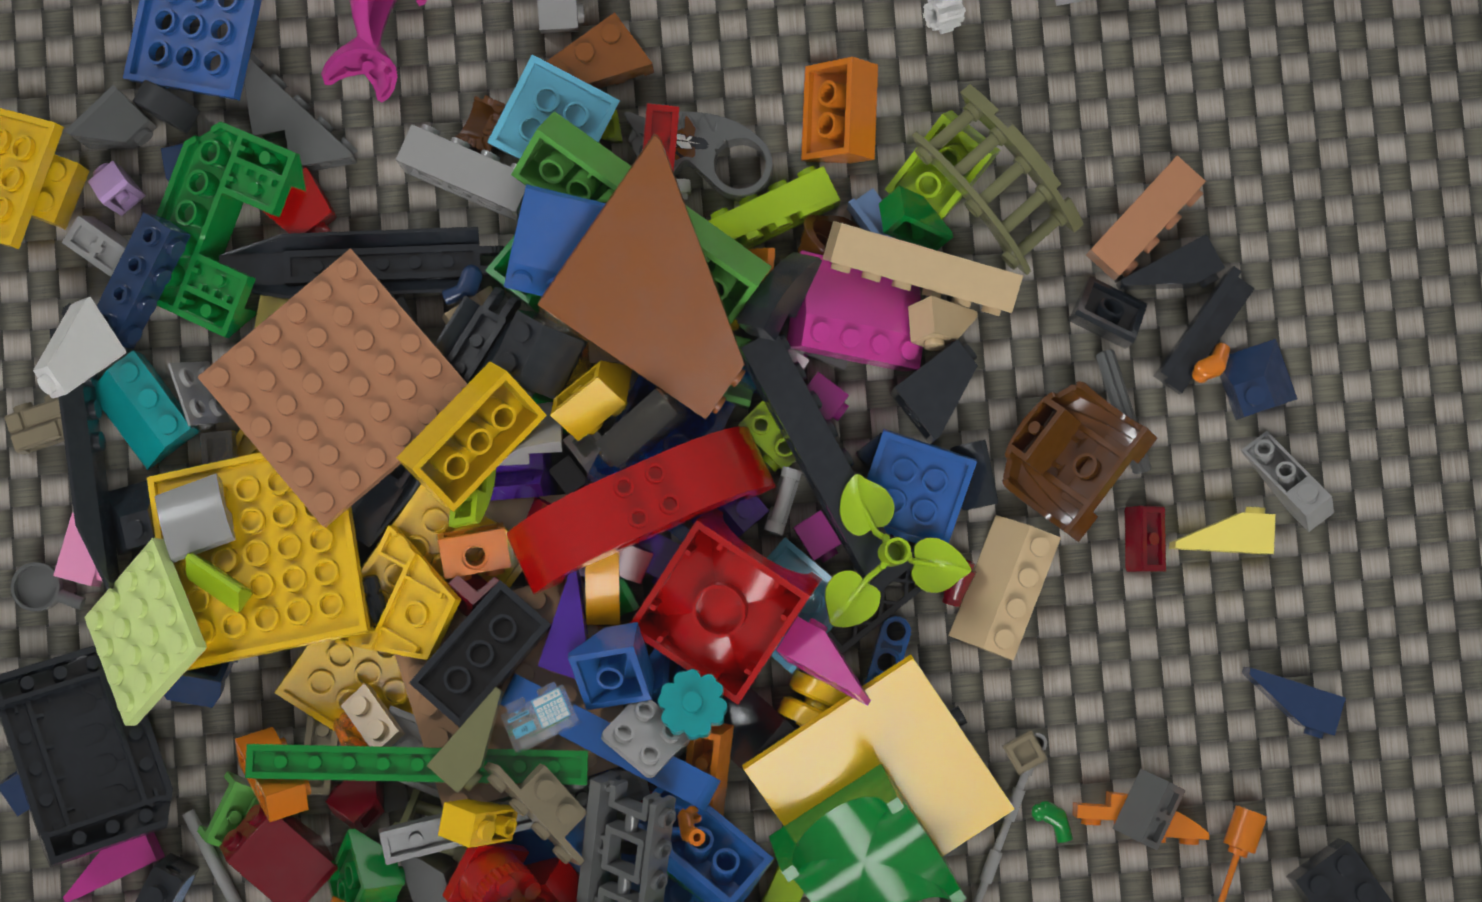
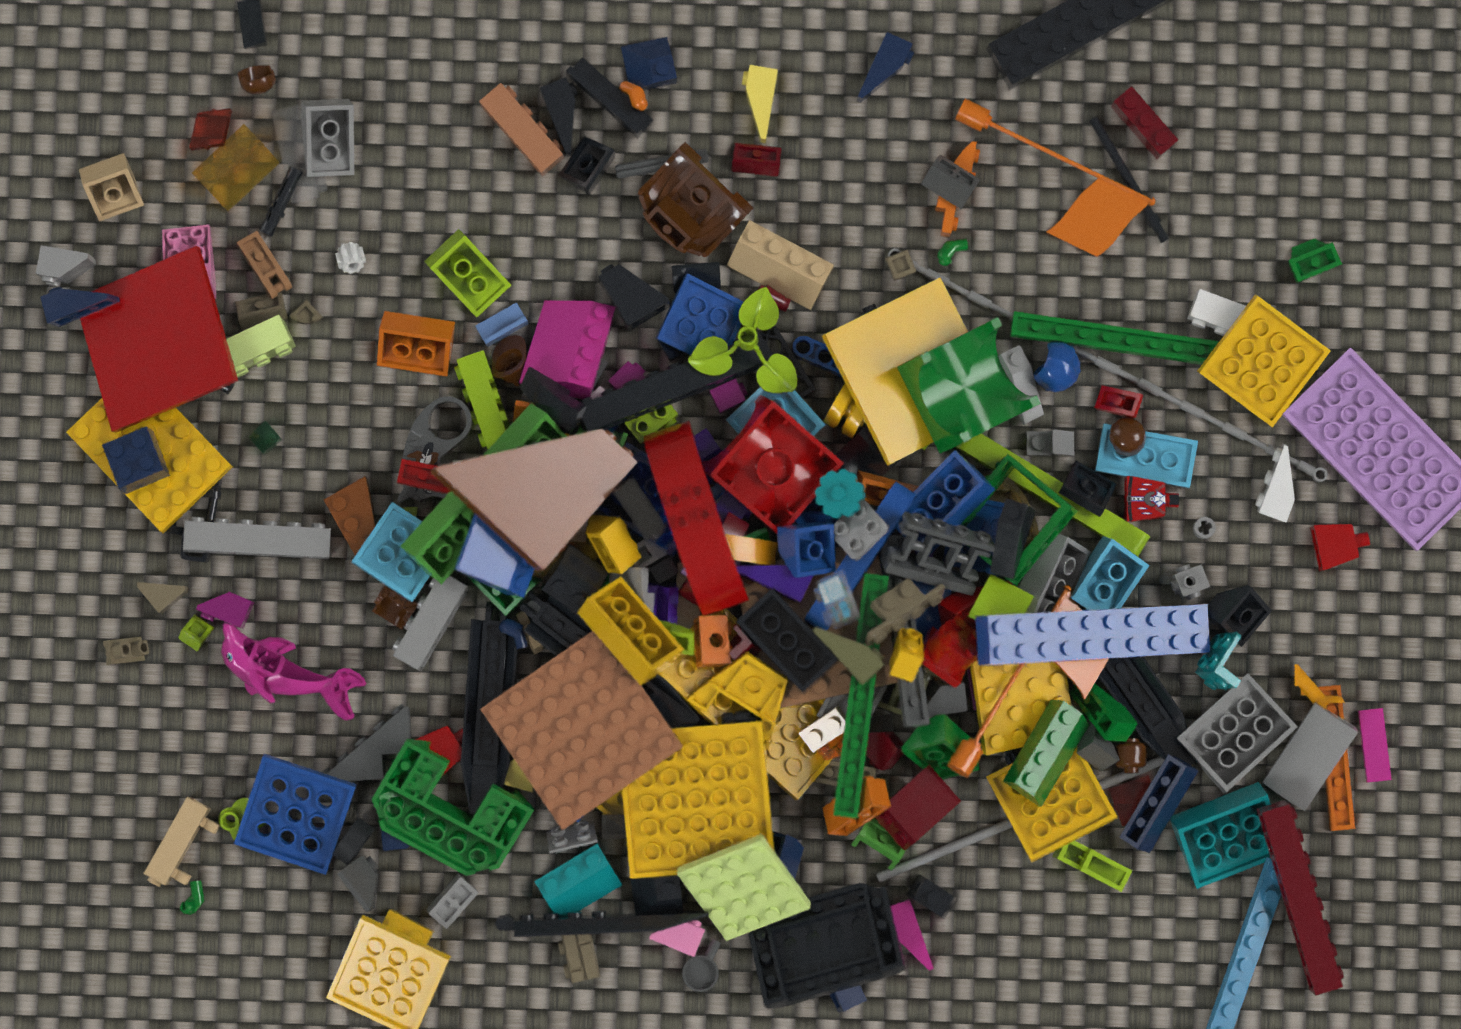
camera: 90 degrees left, 0 degrees up
(77, 349) = (531, 917): white slope -> none
(115, 188) = (408, 887): lavender slope -> none
(141, 277) = (483, 873): dark blue brick -> none
(194, 517) = (665, 841): light grey slope -> none
(216, 582) = (715, 828): lime slope -> none
(688, 831) = (928, 507): orange arm -> none
(786, 492) = (691, 413): light grey plate -> none
(815, 652) = (813, 404): dark pink slope -> none
(913, 220) = (504, 298): green slope -> none
(922, 267) = (541, 296): tan brick -> none
(938, 322) = (583, 289): tan slope -> none
(1026, 161) = (474, 211): olive fence -> none
(1289, 481) = (726, 50): light grey slope -> none

